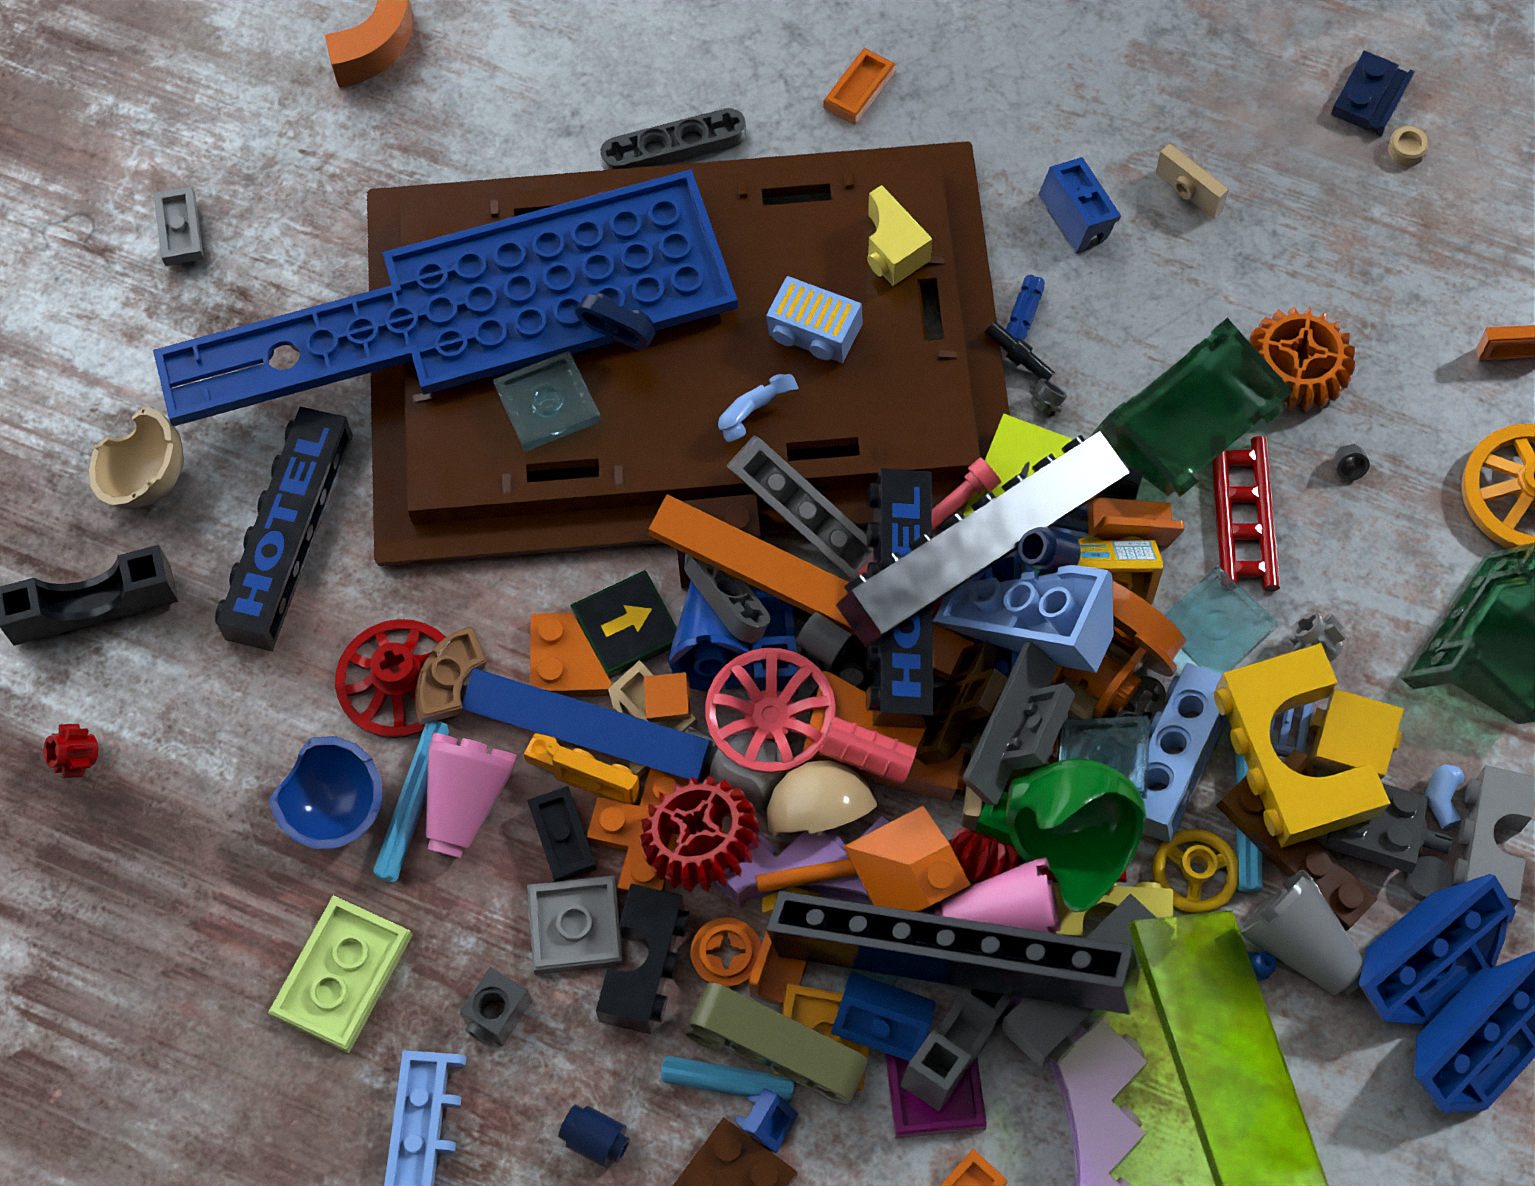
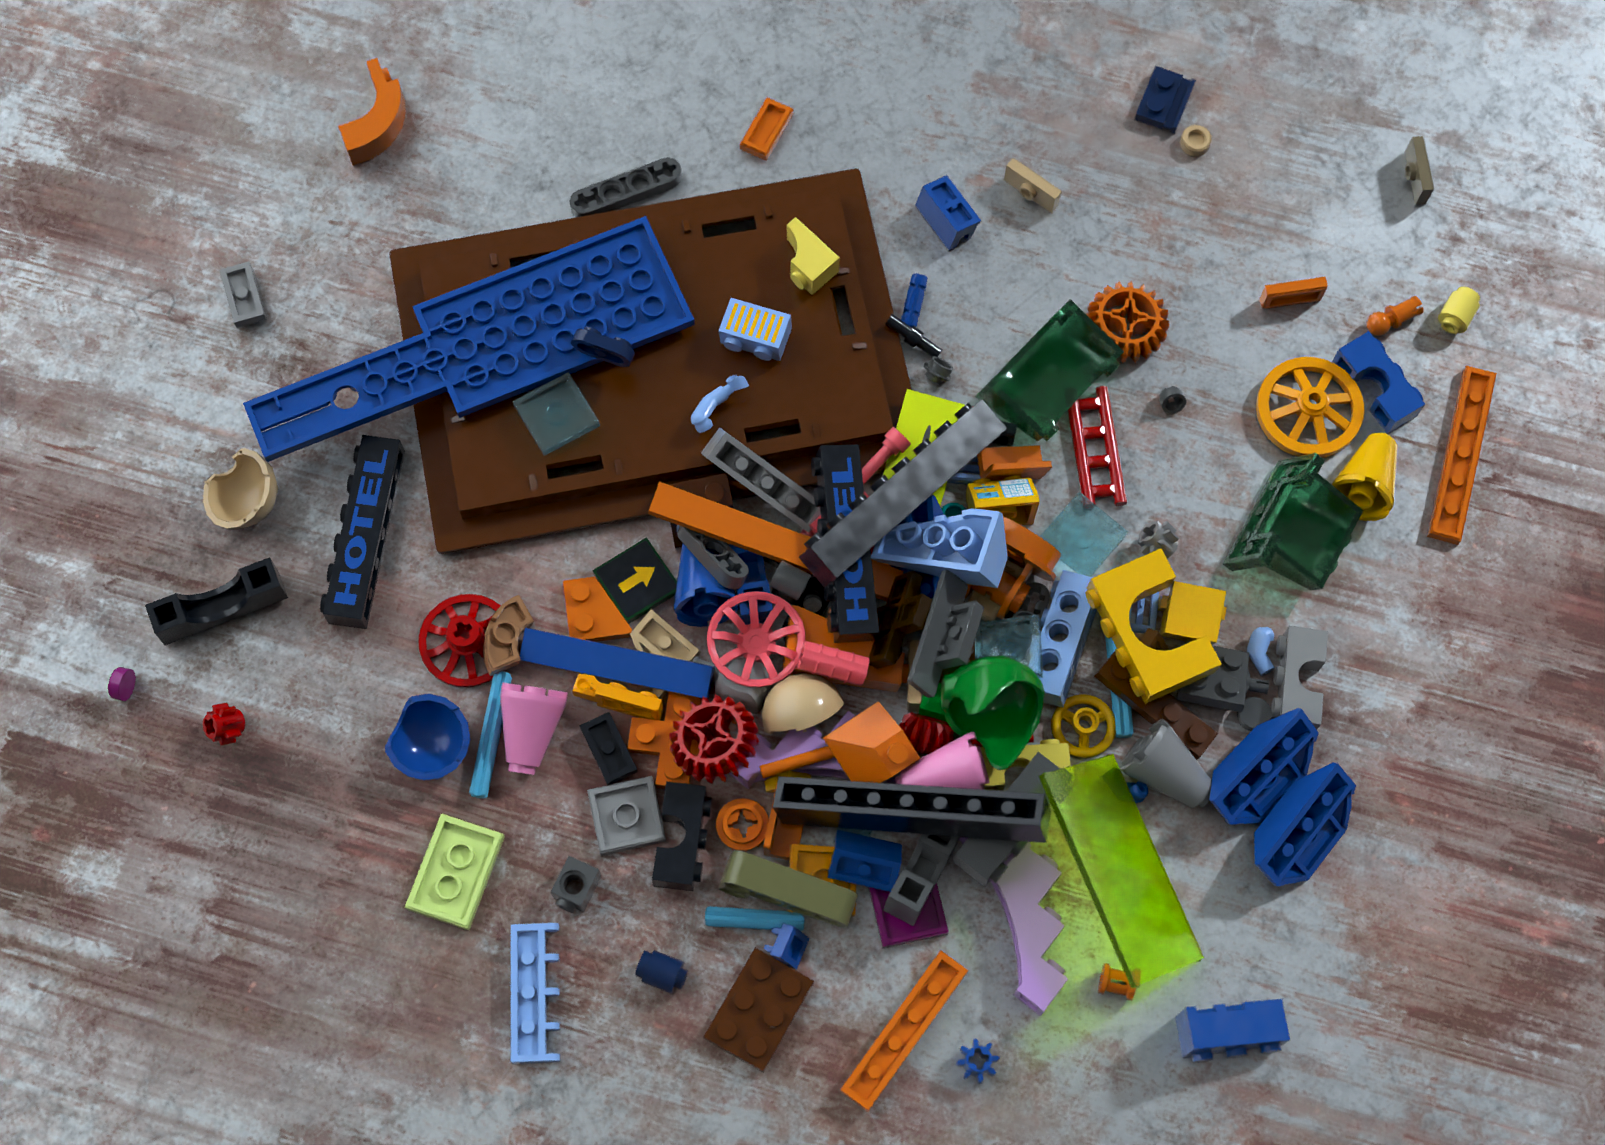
camera: 10 degrees left, 5 degrees up
(667, 697) = (676, 636): orange tile -> none
(1049, 549) = (953, 497): dark blue brick -> none

